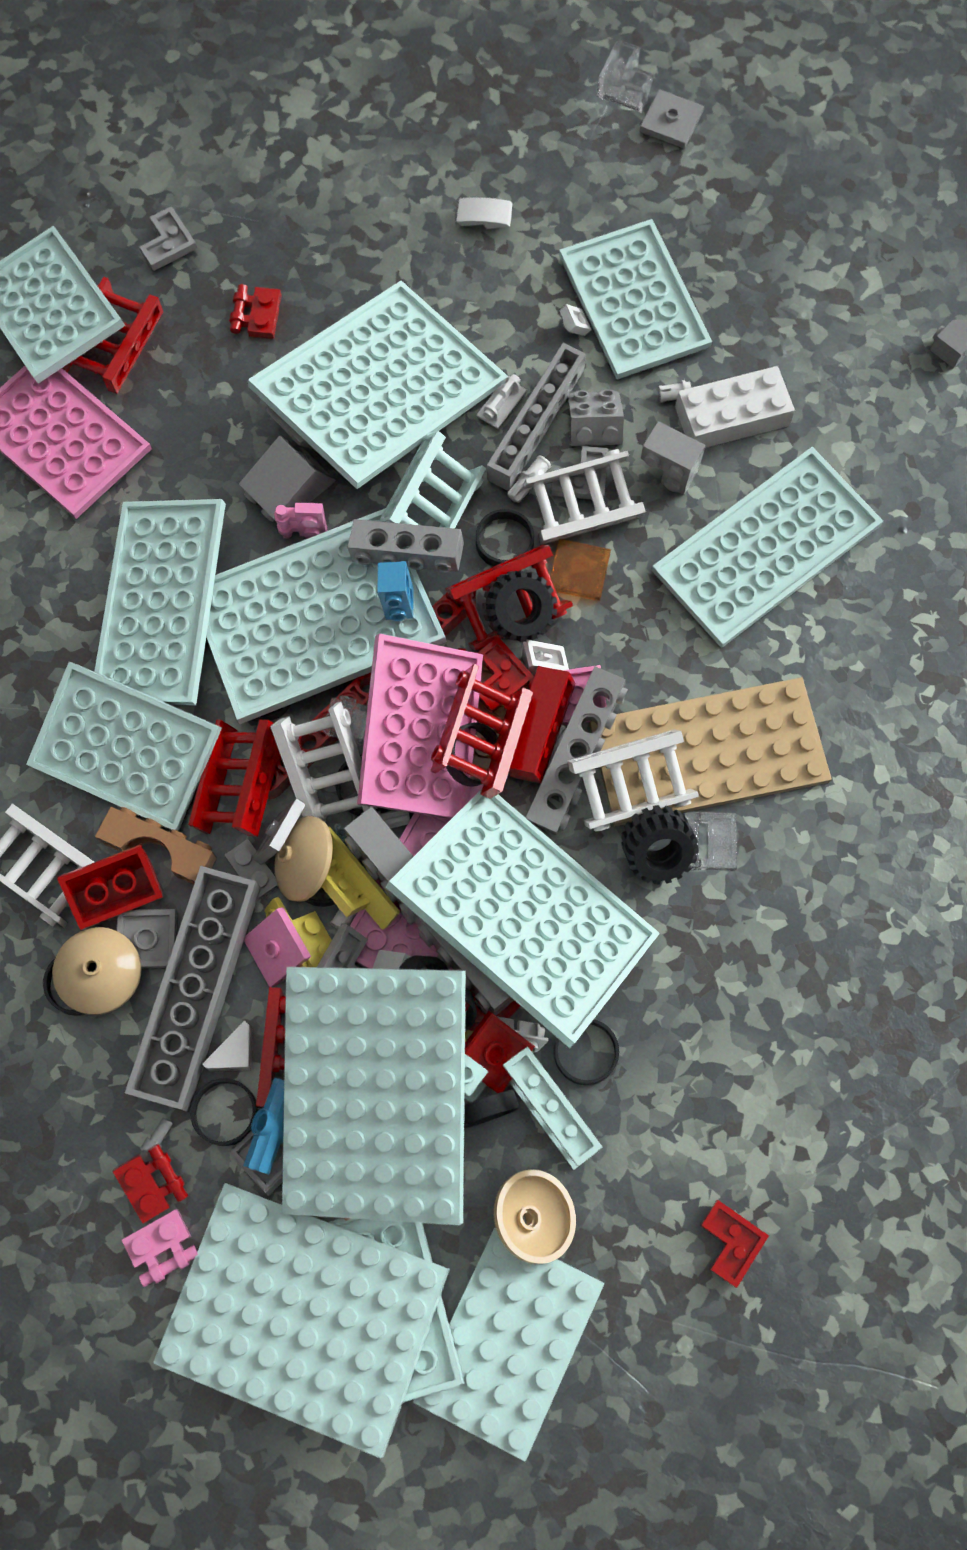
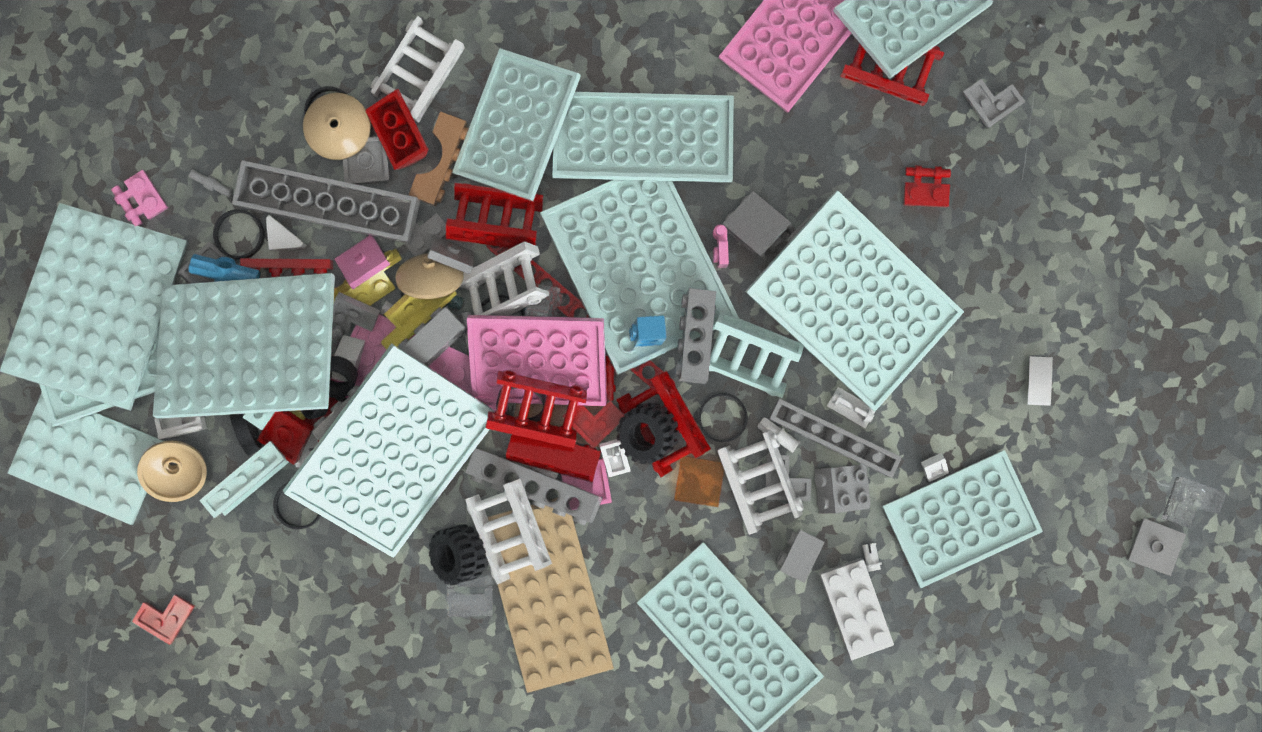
camera: 90 degrees right, 15 degrees up
(141, 1187) = (178, 180): red plate -> none
(474, 1208) = (179, 426): none -> white hinge

